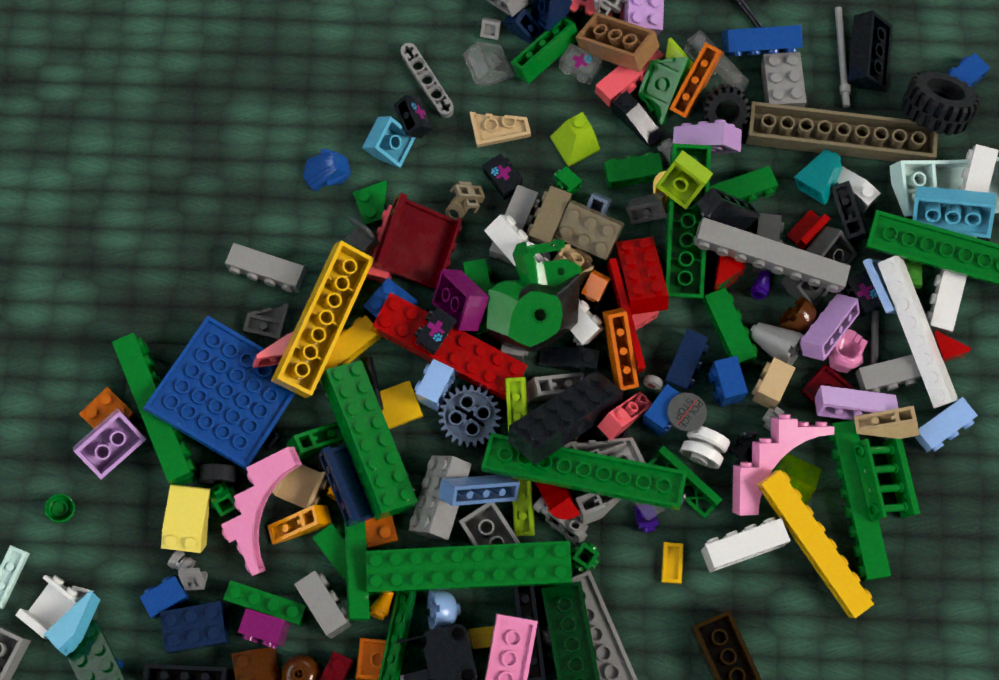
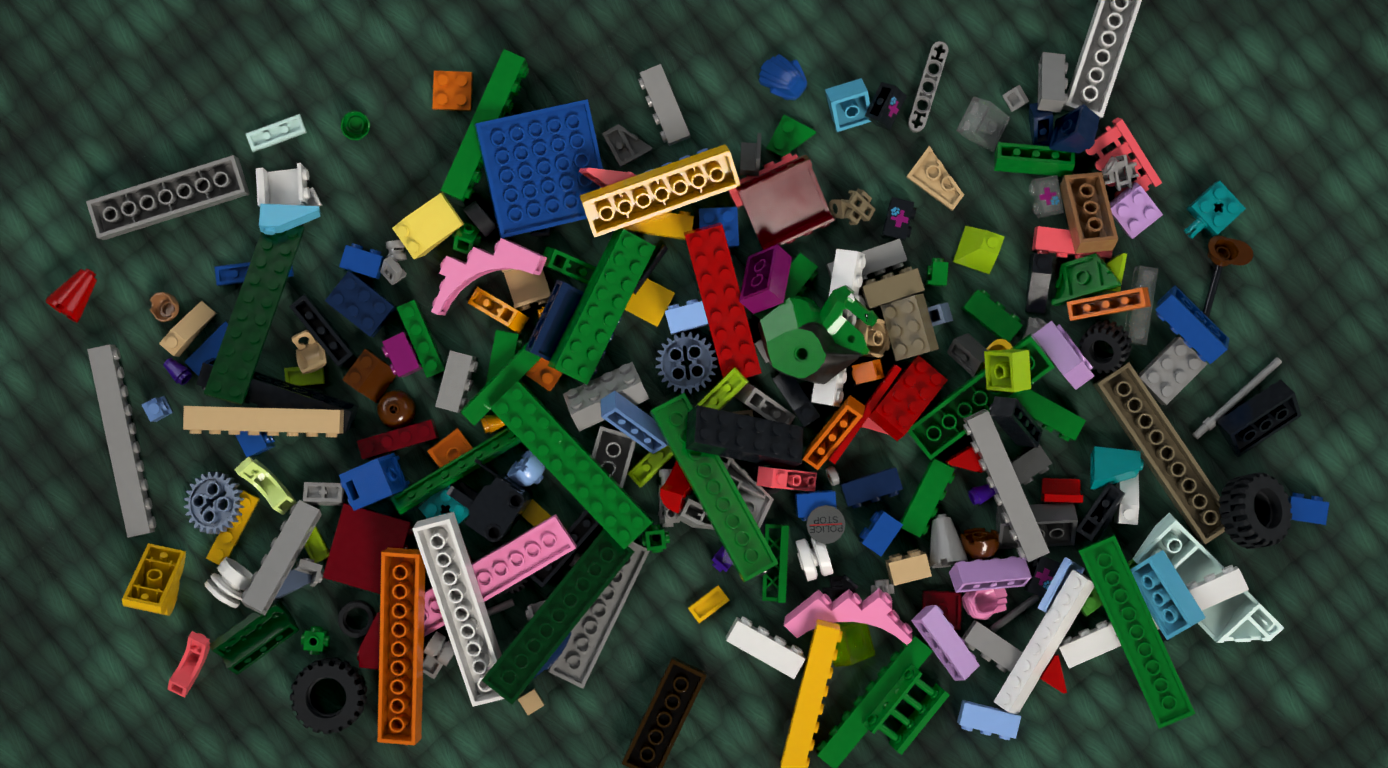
camera: 45 degrees right, 15 degrees up
(109, 443) = (431, 117): lavender brick -> none
(435, 330) = (721, 285): black brick -> none
(890, 423) = (949, 678): tan slope -> none

